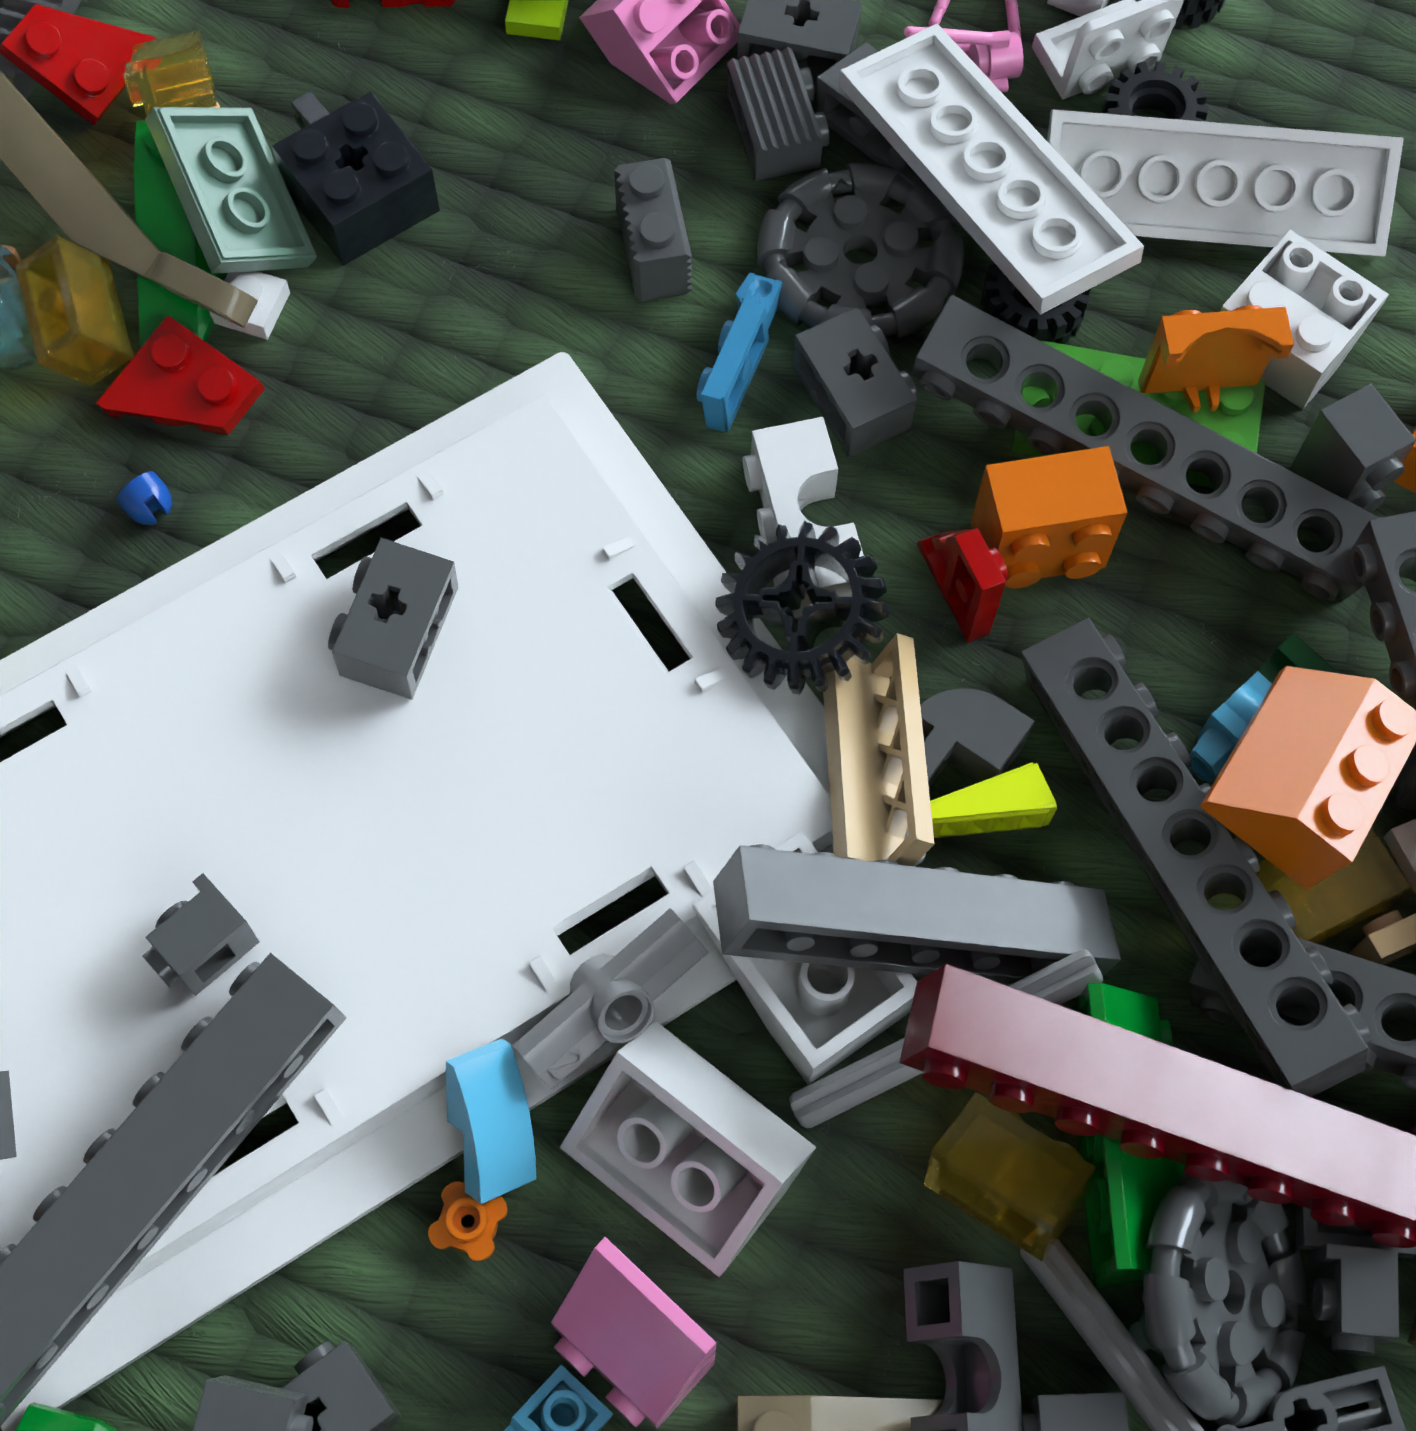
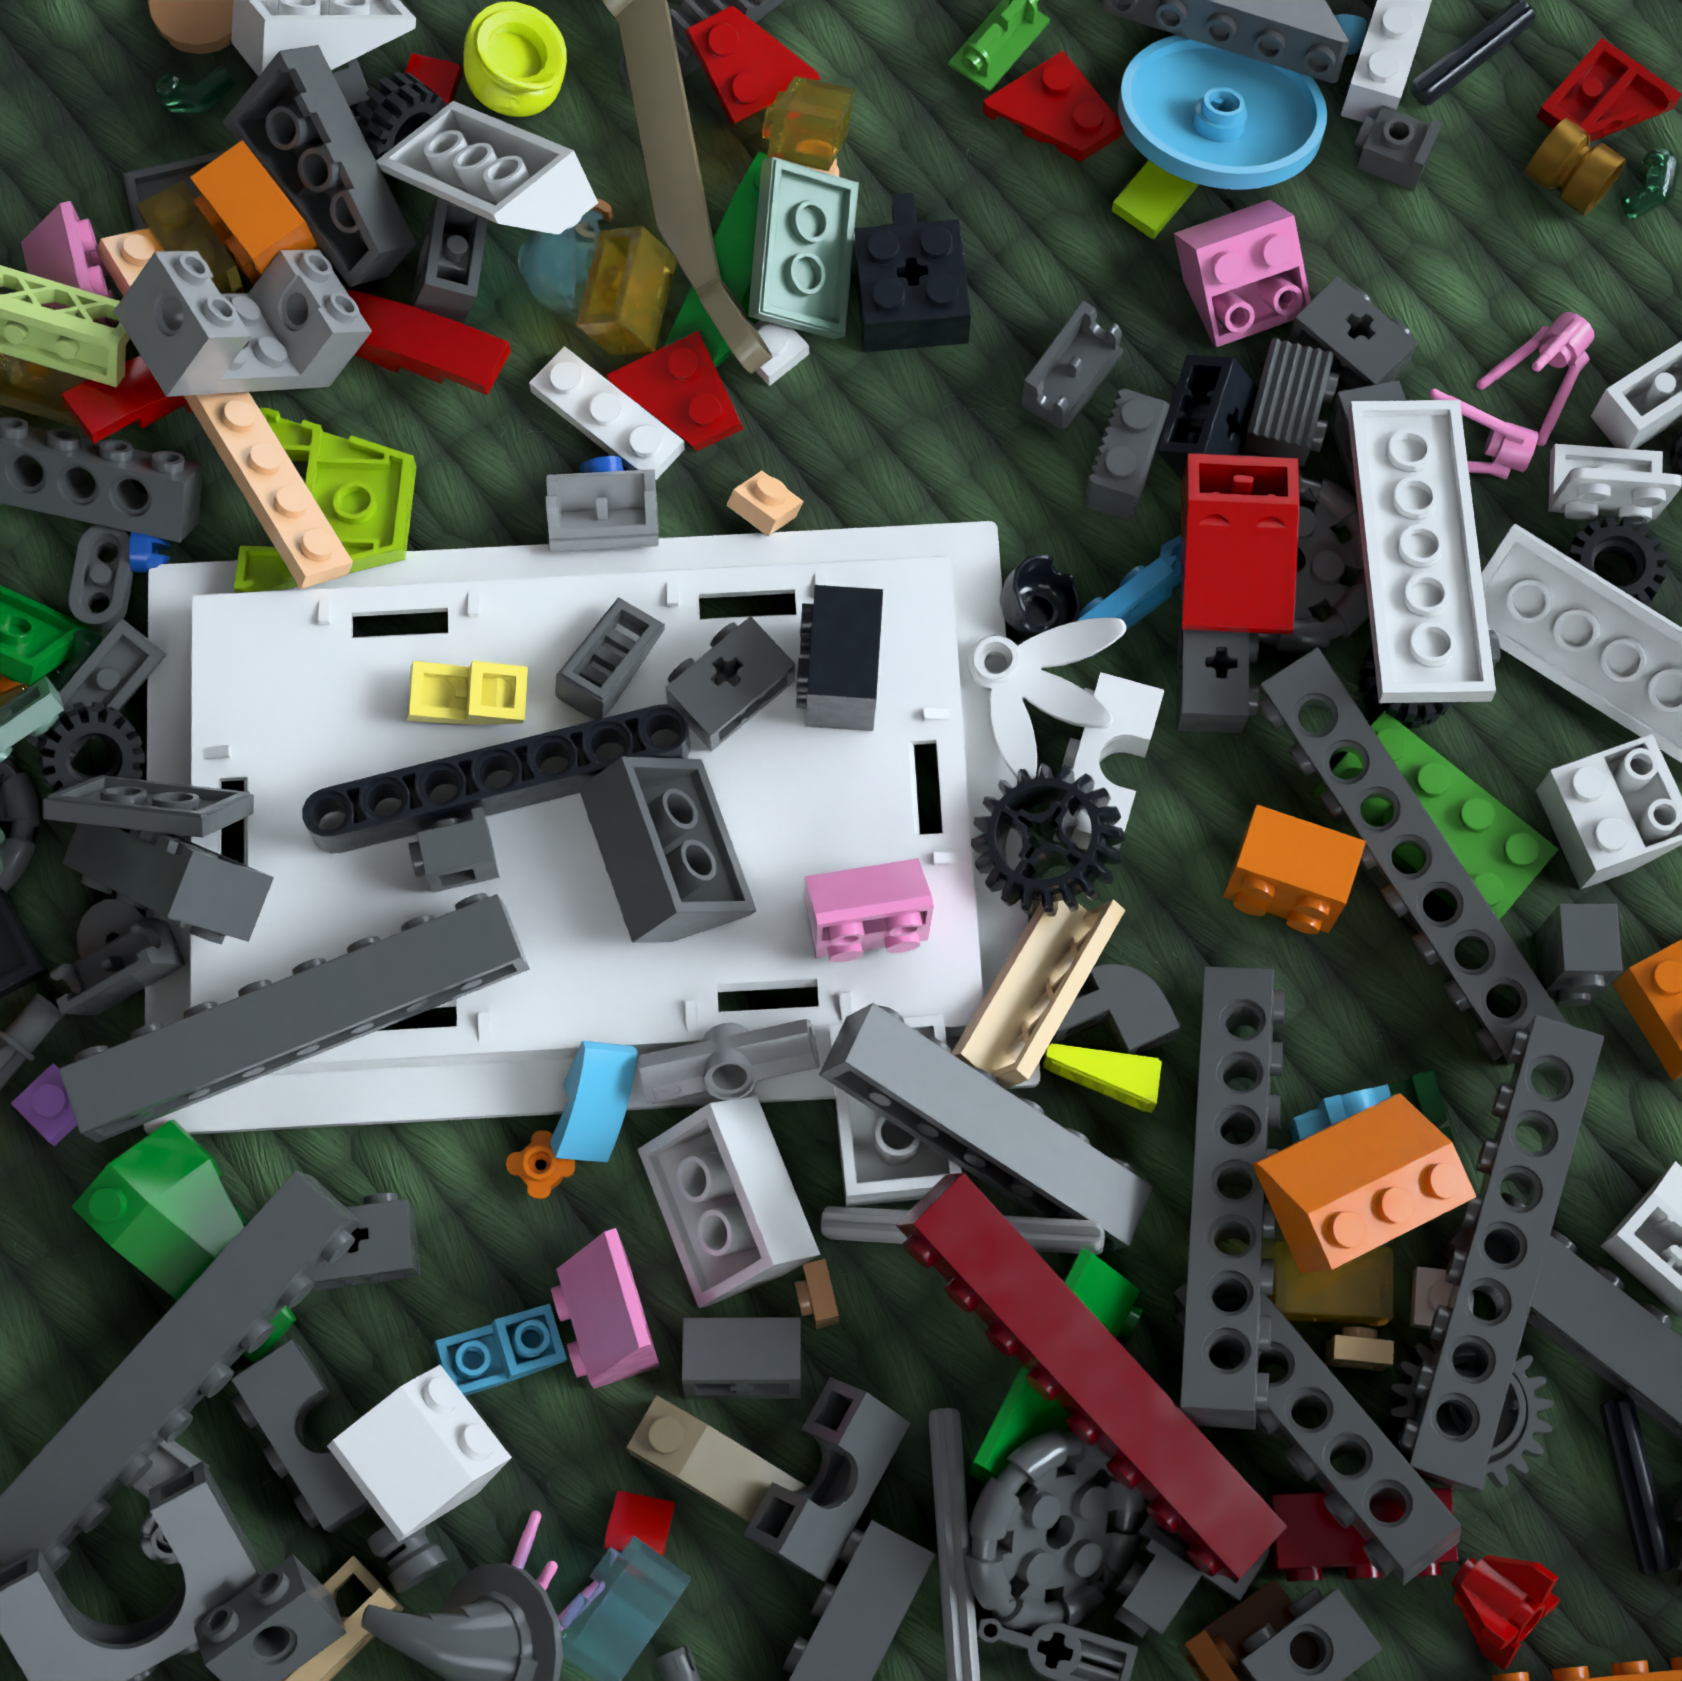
camera: 30 degrees right, 5 degrees up
(117, 442) = (606, 414): none -> white plate
(123, 773) = (467, 695): none -> light yellow slope
(164, 528) = (602, 510): none -> light grey hinge
(167, 845) = (470, 770): none -> black beam
(253, 701) = (591, 689): none -> dark grey slope
(326, 443) = (764, 503): none -> light nougat plate
(420, 816) = (665, 848): none -> dark grey slope
(498, 530) = (844, 647): none -> black brick
(554, 181) = (1072, 369): none -> dark grey hinge
(651, 399) = (1039, 597): none -> black hair
(669, 763) = (868, 909): none -> bright pink slope
(710, 159) = (1207, 410): none -> black brick
(711, 476) = (1049, 693): none -> white plant
(797, 1302) = (741, 1358): none -> dark grey hinge
(813, 243) = (1239, 543): none -> red slope
(836, 1190) = (816, 1294): none -> medium nougat plate
(968, 577) = (1202, 884): red wing -> none
(1009, 1175) = (948, 1358): clear yellow brick -> none
(1214, 351) = (1510, 806): orange piece -> none

